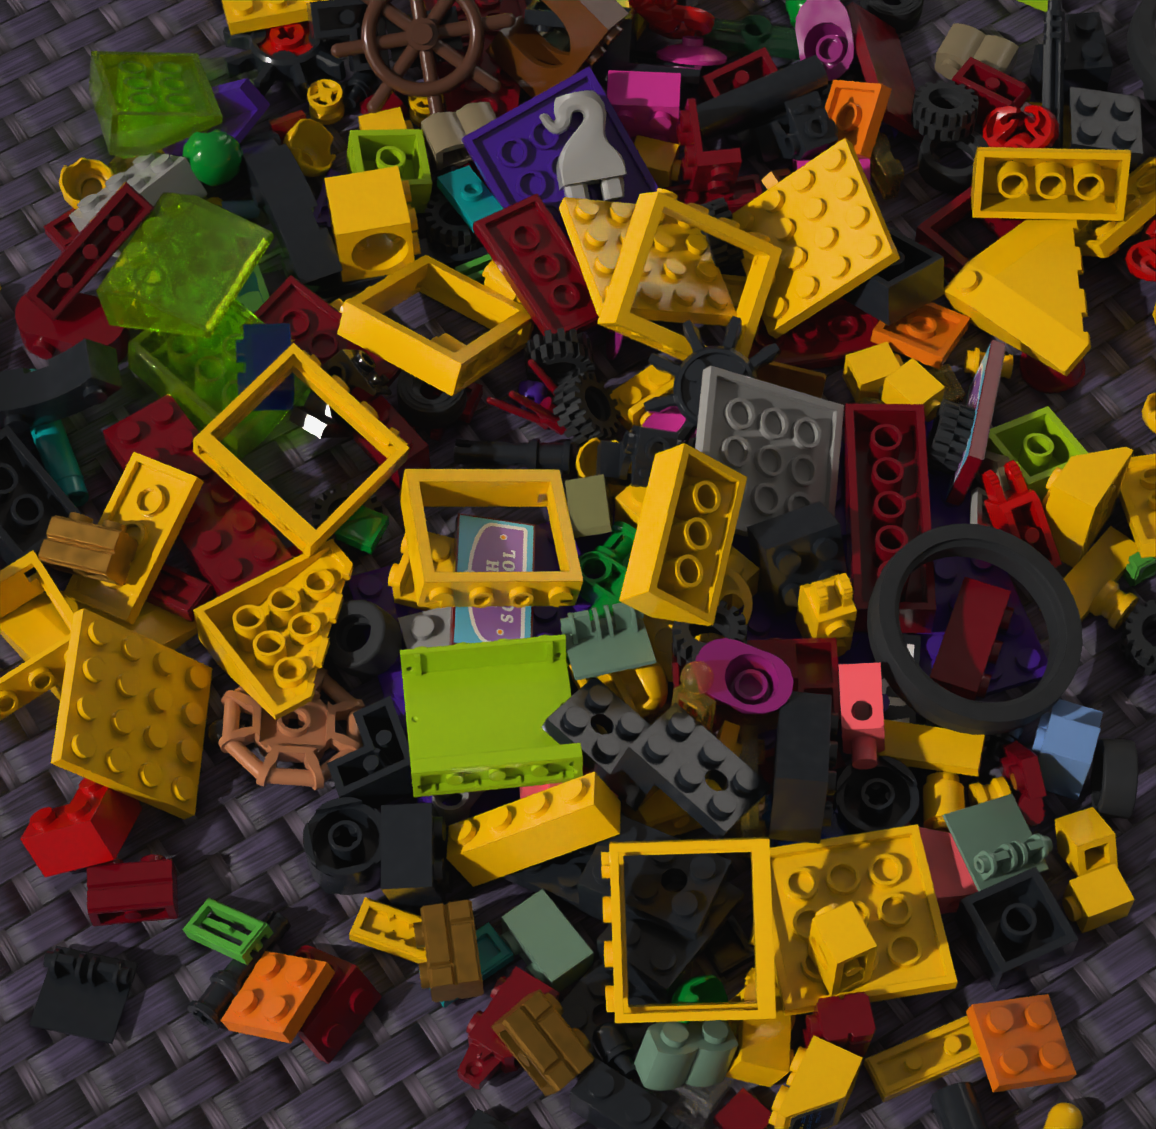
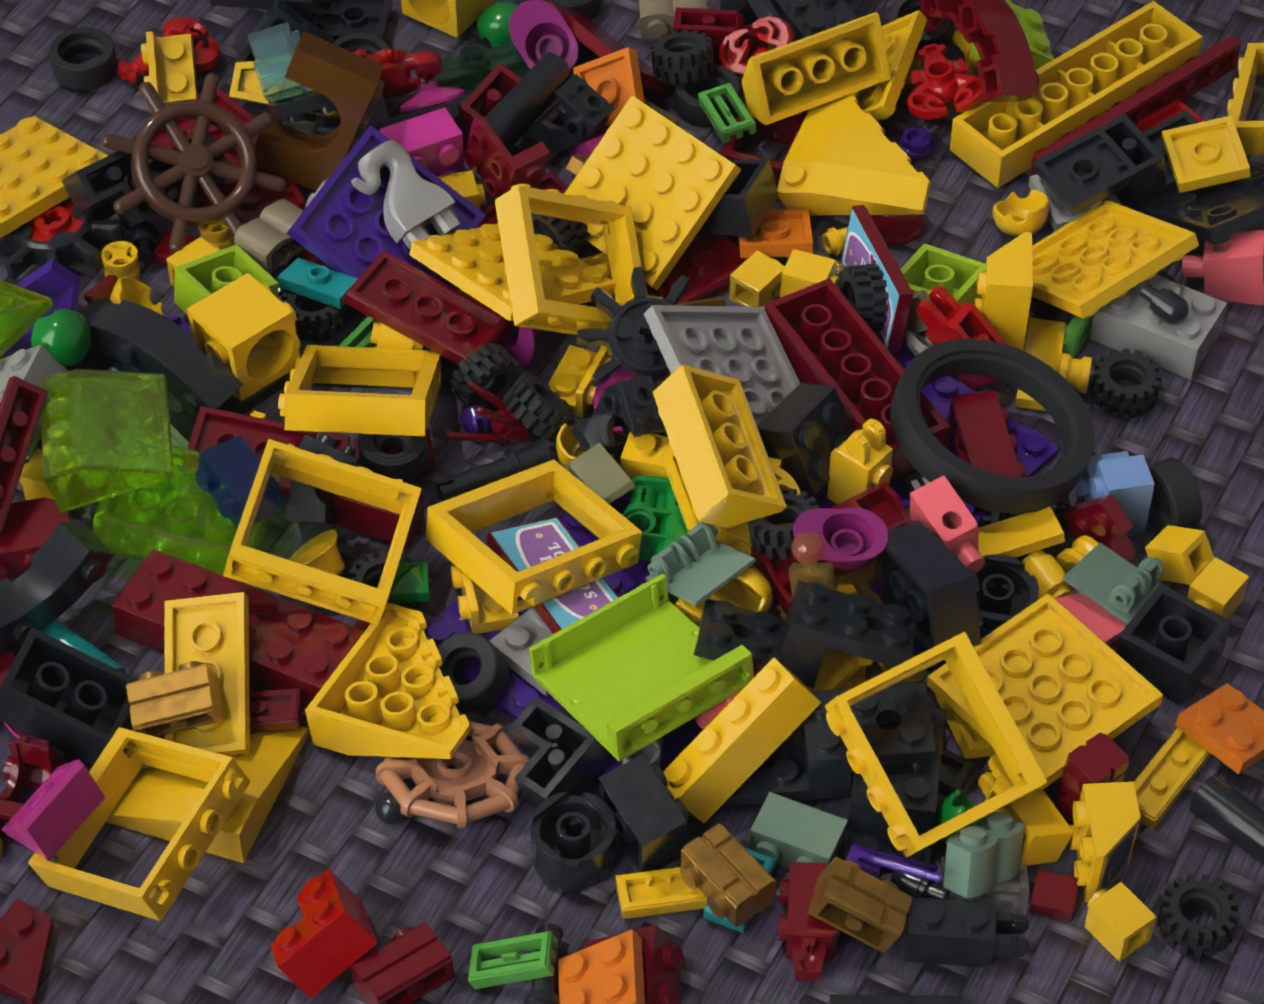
camera: 30 degrees left, 10 degrees down
(132, 714) = (313, 816): yellow plate -> none
(302, 472) = (321, 553): none -> yellow piece
(580, 1007) = (872, 861): none -> dark purple plant
(841, 947) = (1064, 701): yellow brick -> none
(948, 207) = (734, 128): none -> bright green tile
(1122, 294) = (916, 143): none -> dark purple plate

